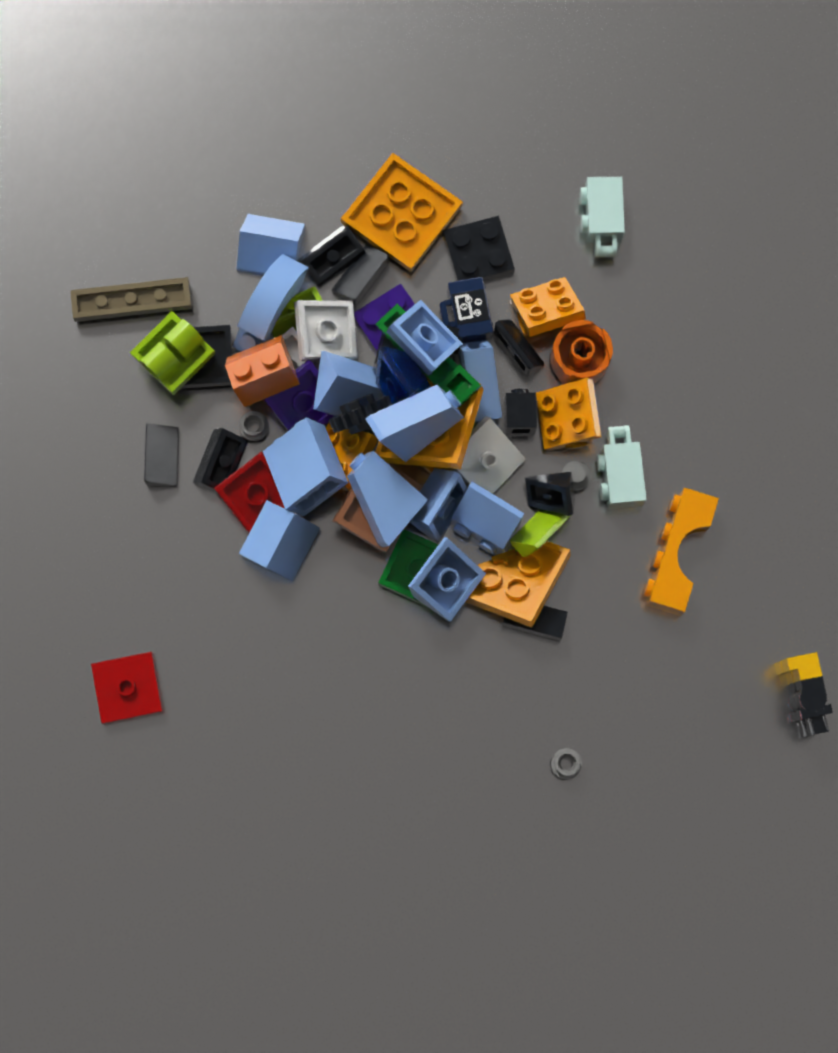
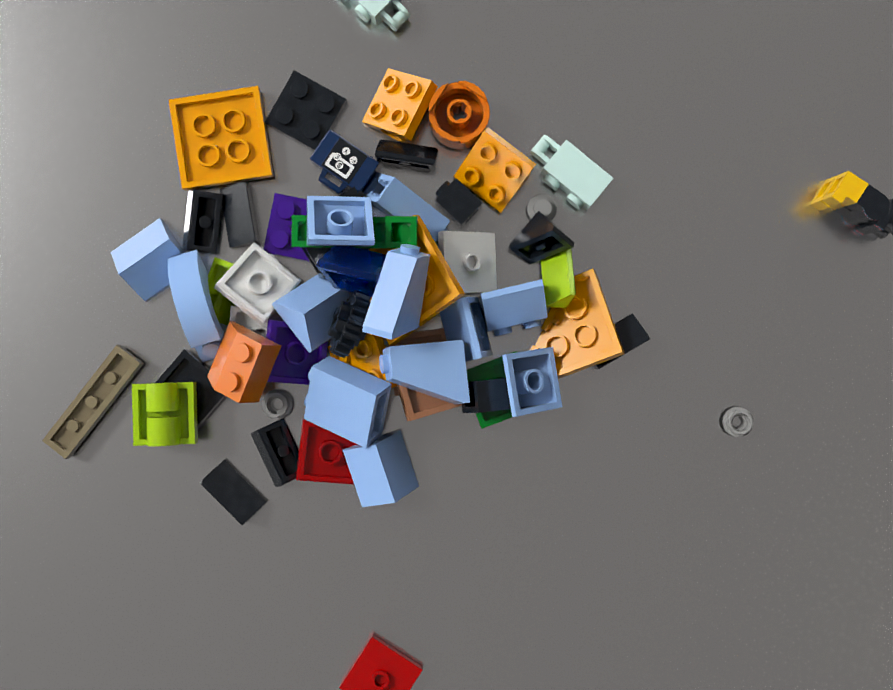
camera: 40 degrees left, 10 degrees up
(403, 557) = (487, 396): none -> black brick
(670, 586) = (686, 223): light orange arch -> none

